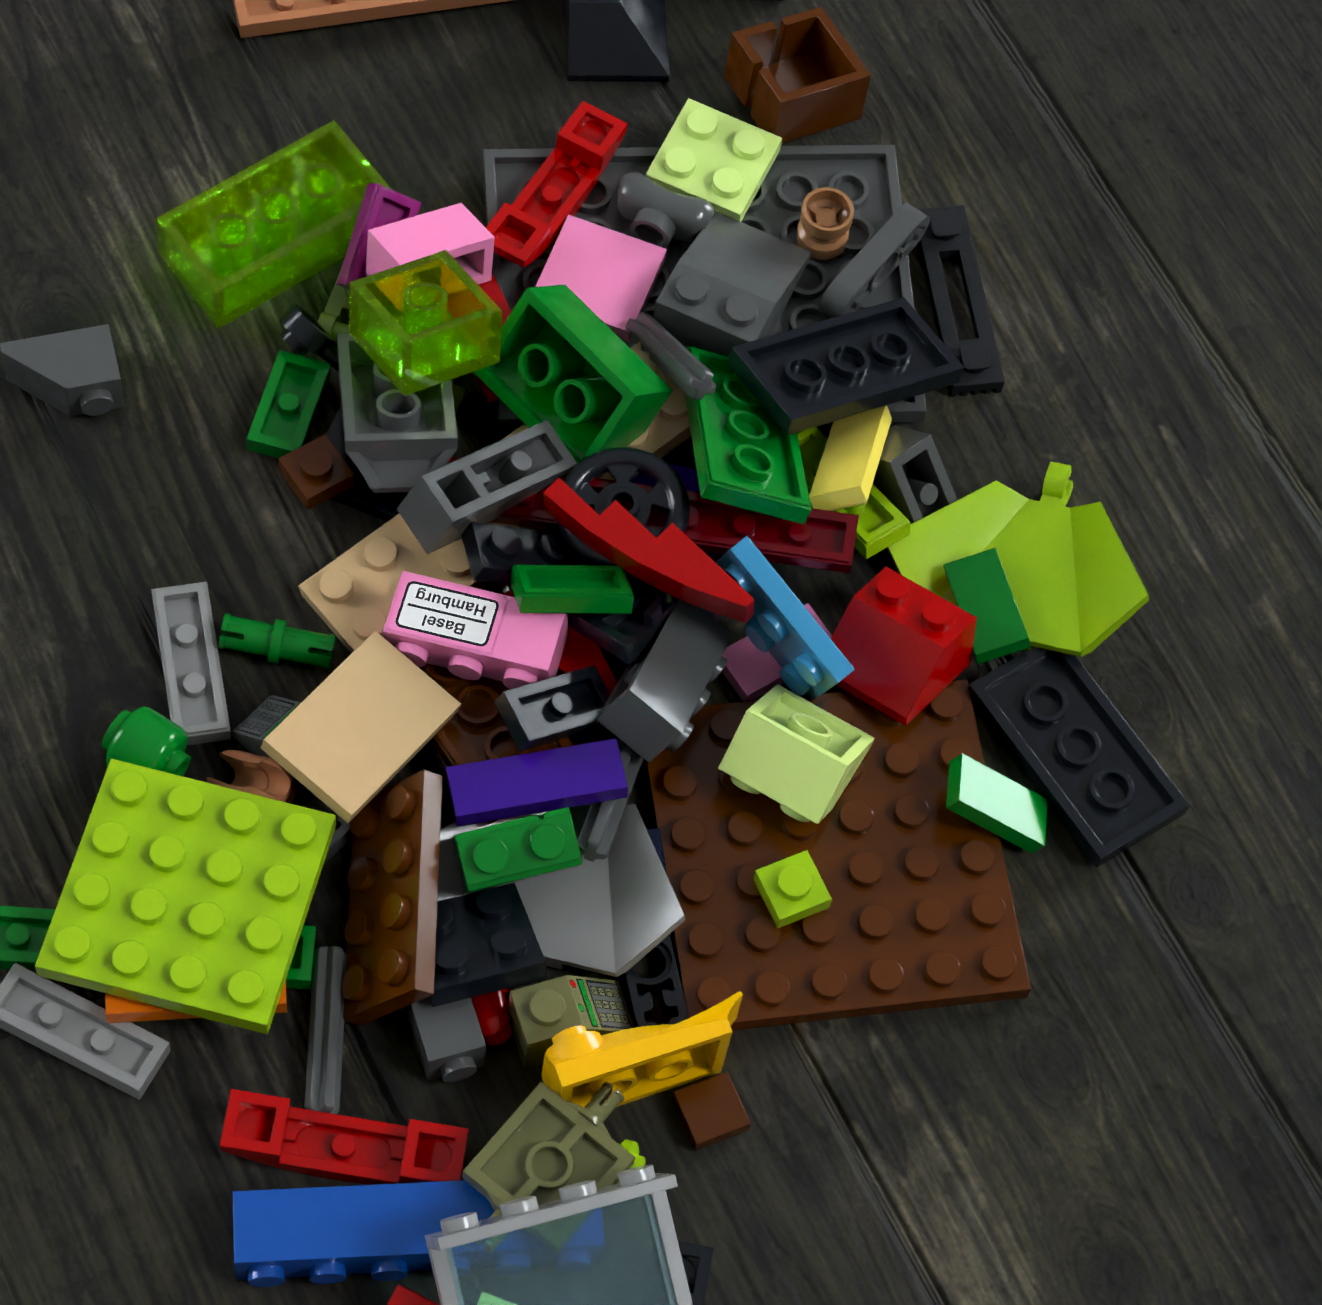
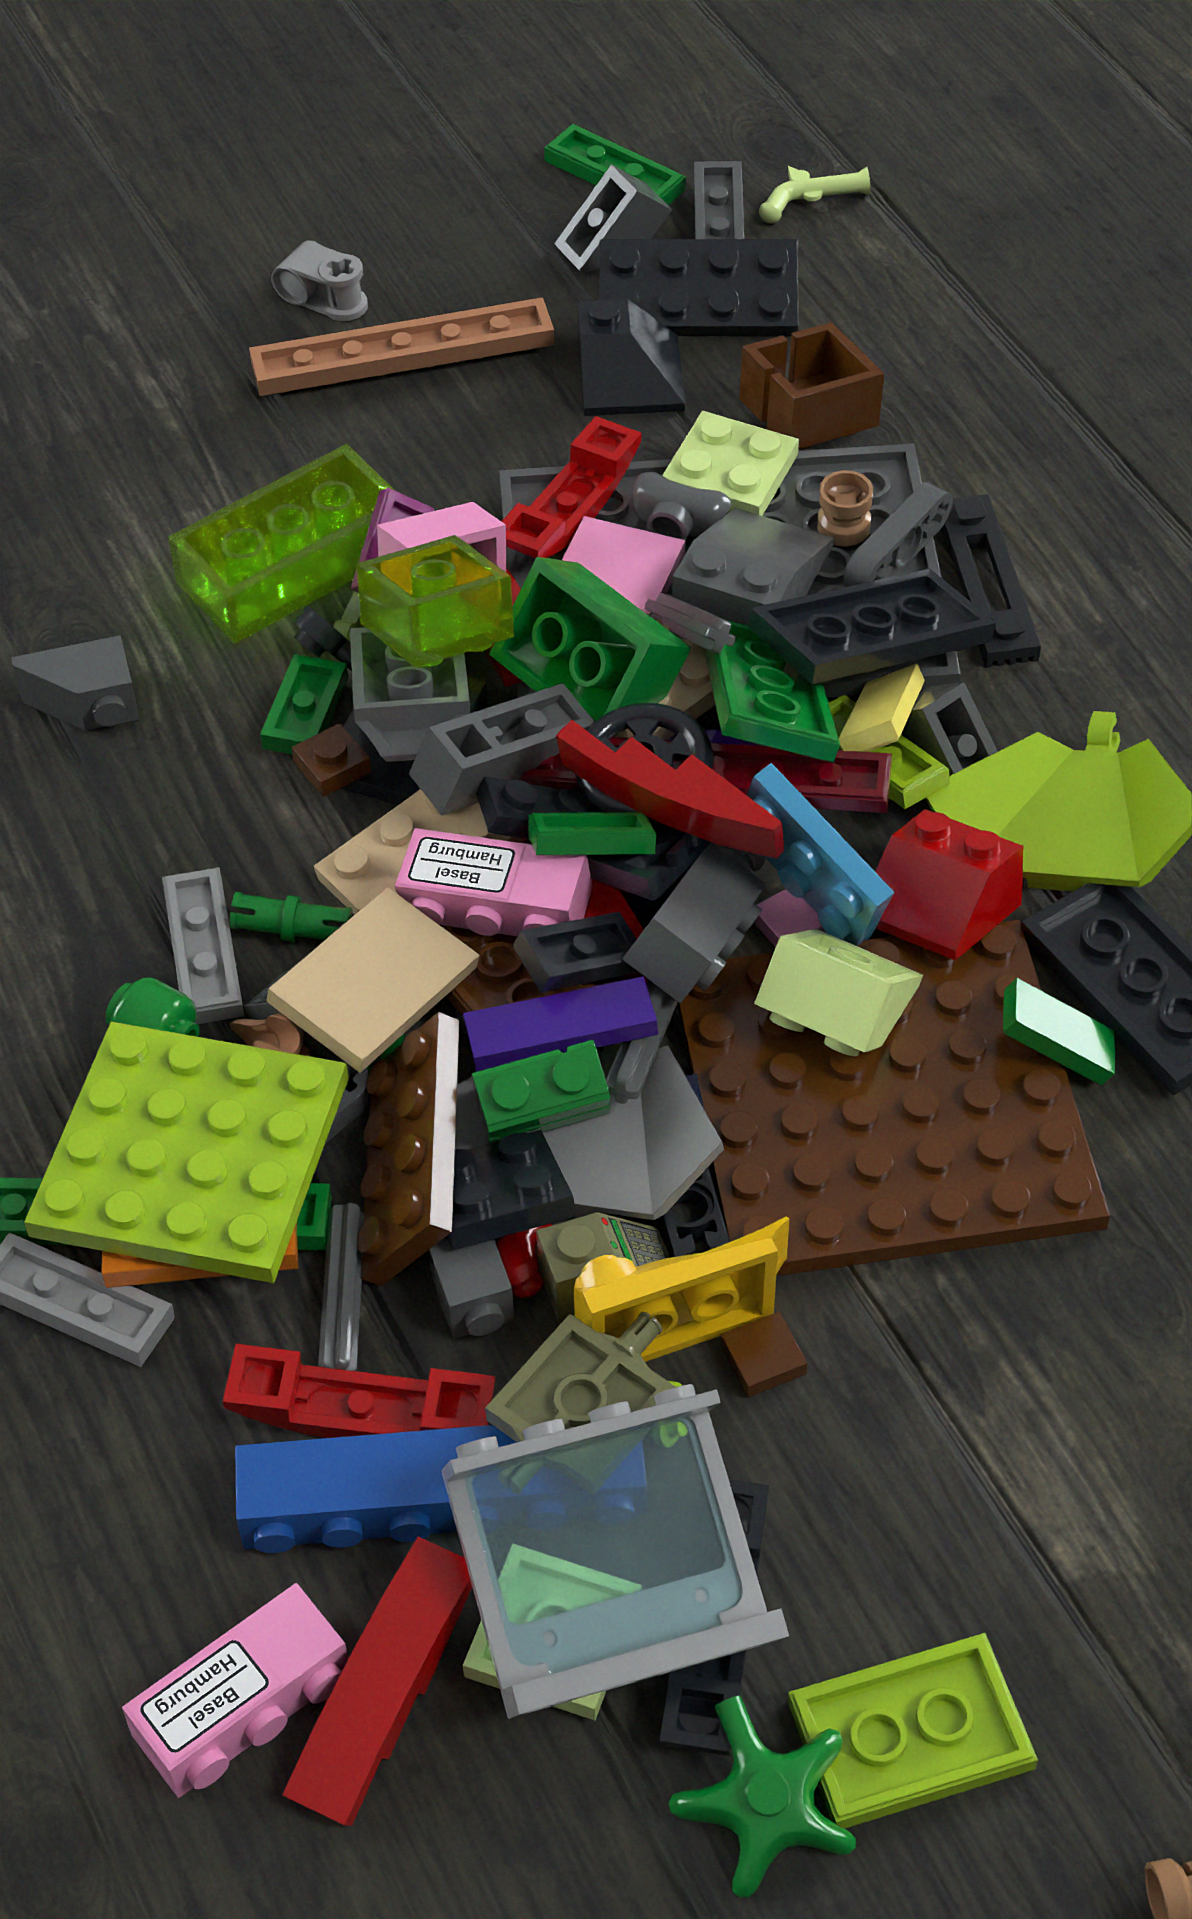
camera: 10 degrees right, 10 degrees down
(792, 889) = (841, 1123): lime plate -> none
(984, 592) = (1047, 856): green tile -> none

